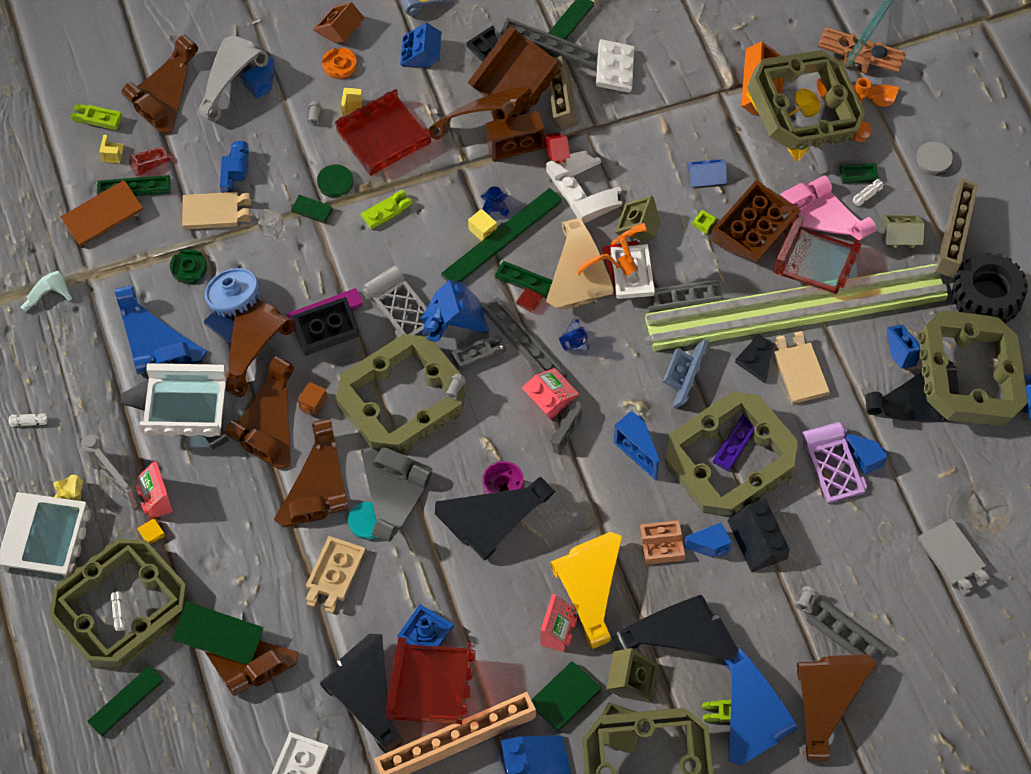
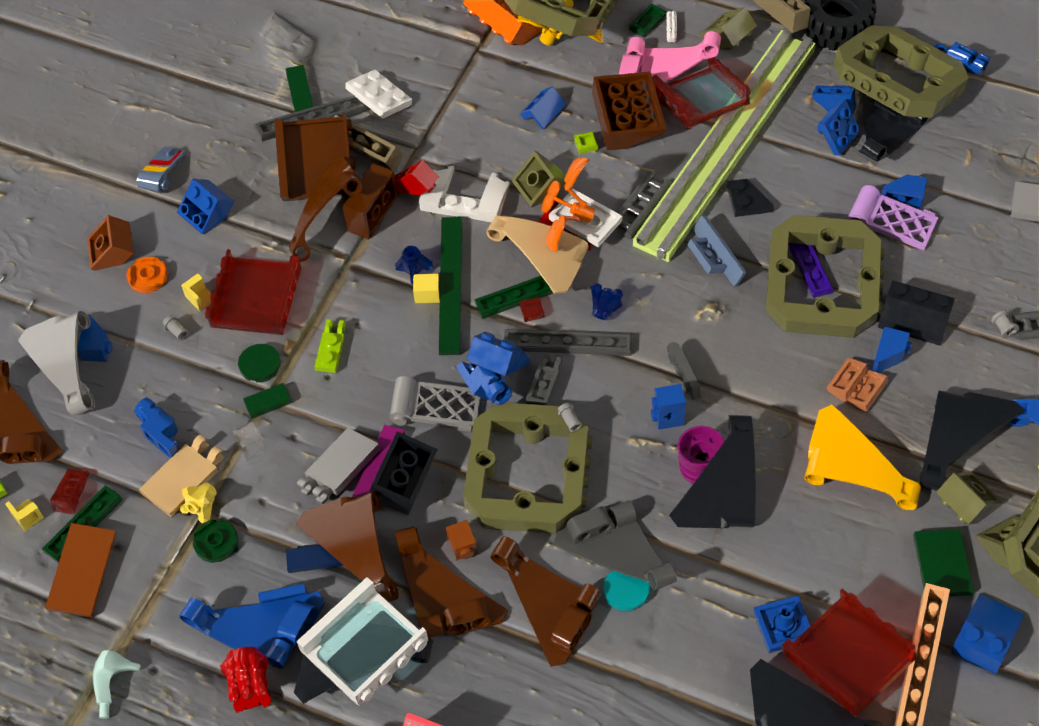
camera: 45 degrees left, 5 degrees down
(108, 360) = (246, 678): none -> red piece
(184, 332) = (282, 593): none -> blue tile
(204, 233) = (199, 501): none -> light yellow rock
(232, 291) = (285, 521): medium blue wheel -> none
(301, 287) = (338, 465): none -> light grey tile
(334, 572) = (654, 654): tan tile -> none
(483, 43) = (258, 163): black wing -> none
(523, 439) = (668, 406): none -> blue brick
(550, 392) = (641, 357): coral slope -> none
(558, 624) = (872, 515): coral slope -> none
(635, 441) = (756, 329): blue slope -> none
(800, 369) = (785, 179): tan tile -> none
(878, 361) = (836, 130): none -> blue plate

